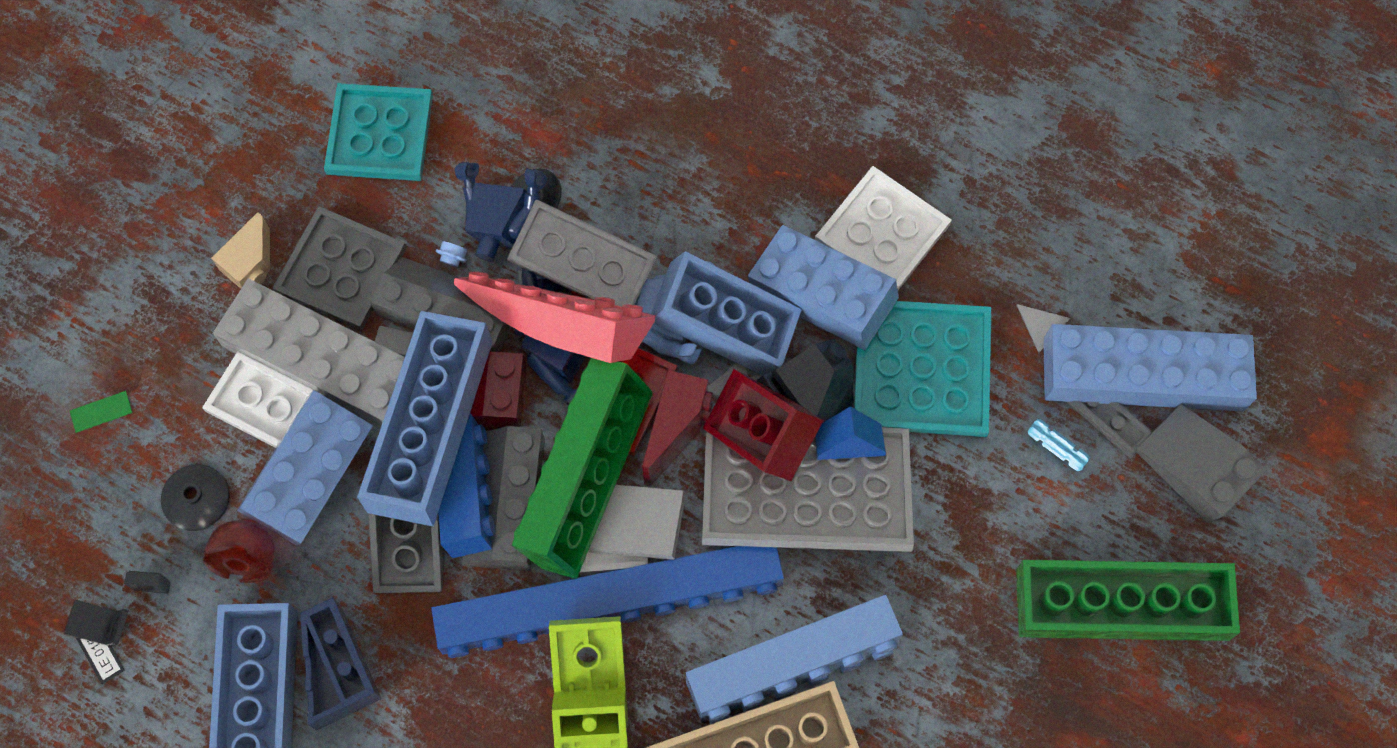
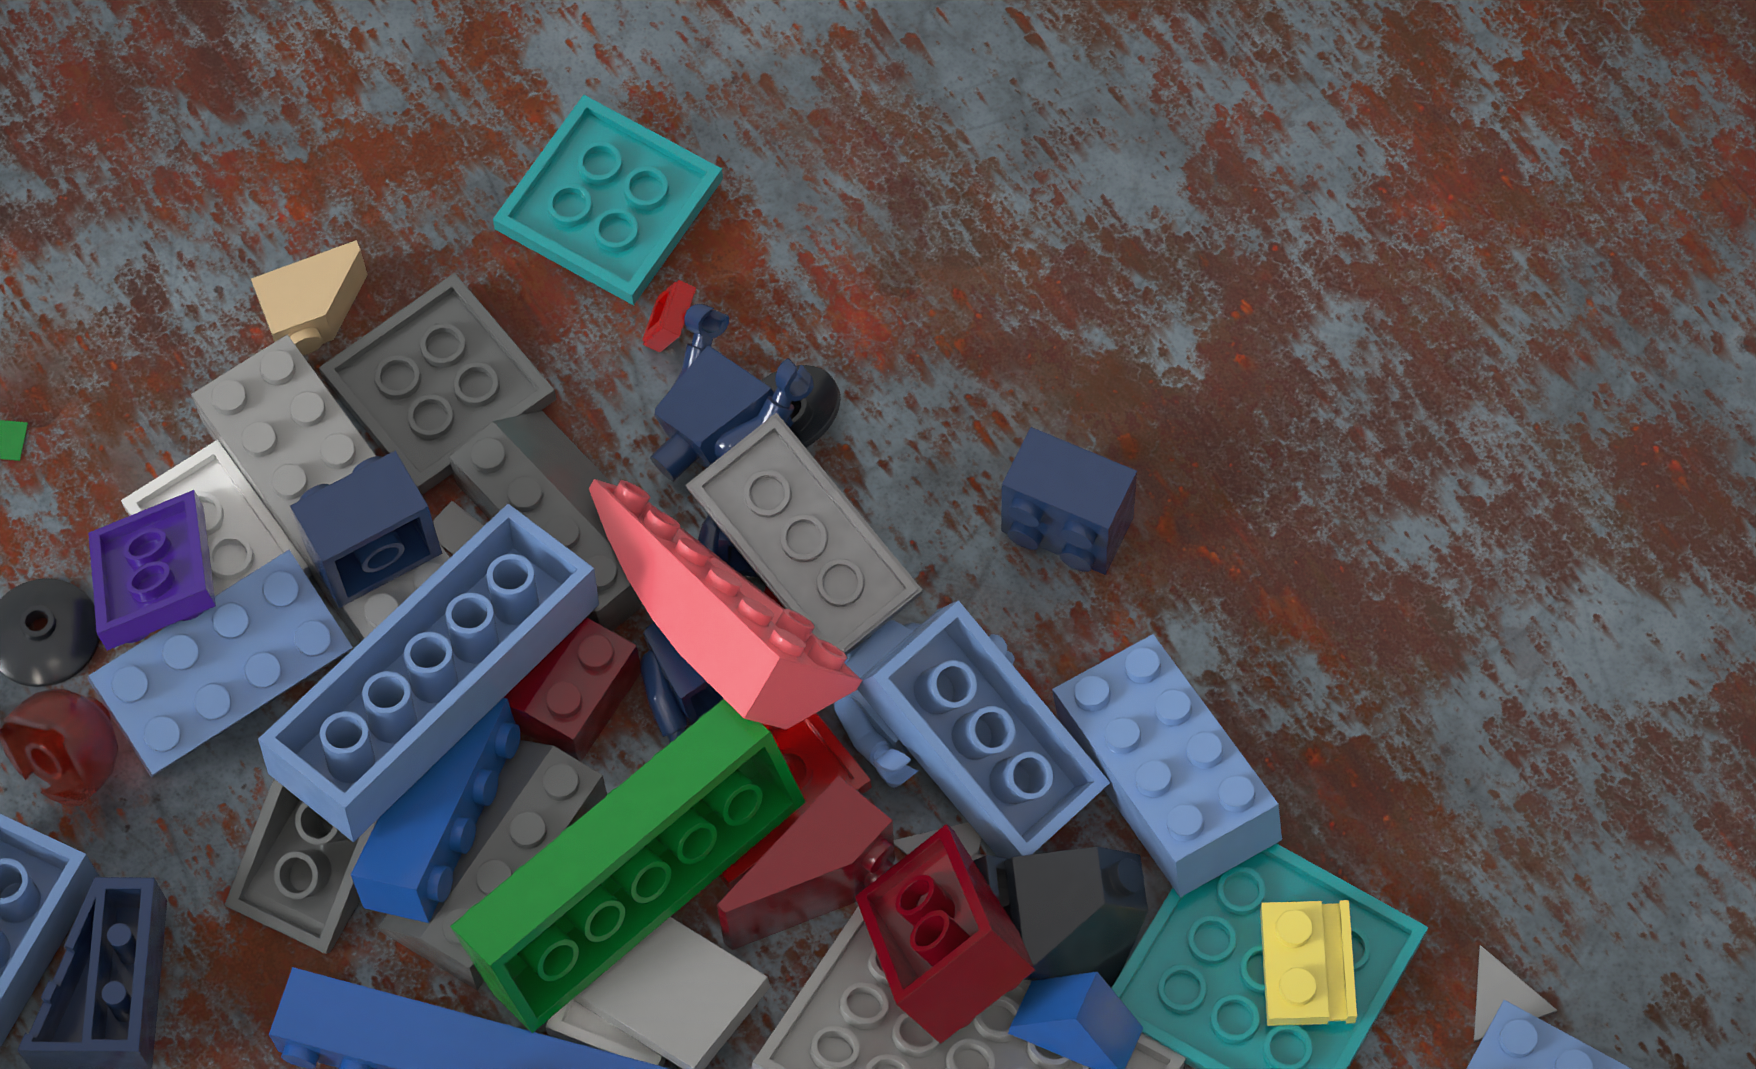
camera: 30 degrees right, 5 degrees down
(243, 436) = (151, 570): none -> dark purple plate
(352, 358) = (366, 528): none -> dark blue brick
(444, 177) = (668, 316): none -> red tile
(452, 254) = (618, 441): light blue plate -> none
(703, 178) = (1067, 502): none -> dark blue brick
(884, 226) = (1321, 720): white plate -> none
(944, 352) = (1308, 963): none -> light yellow plate

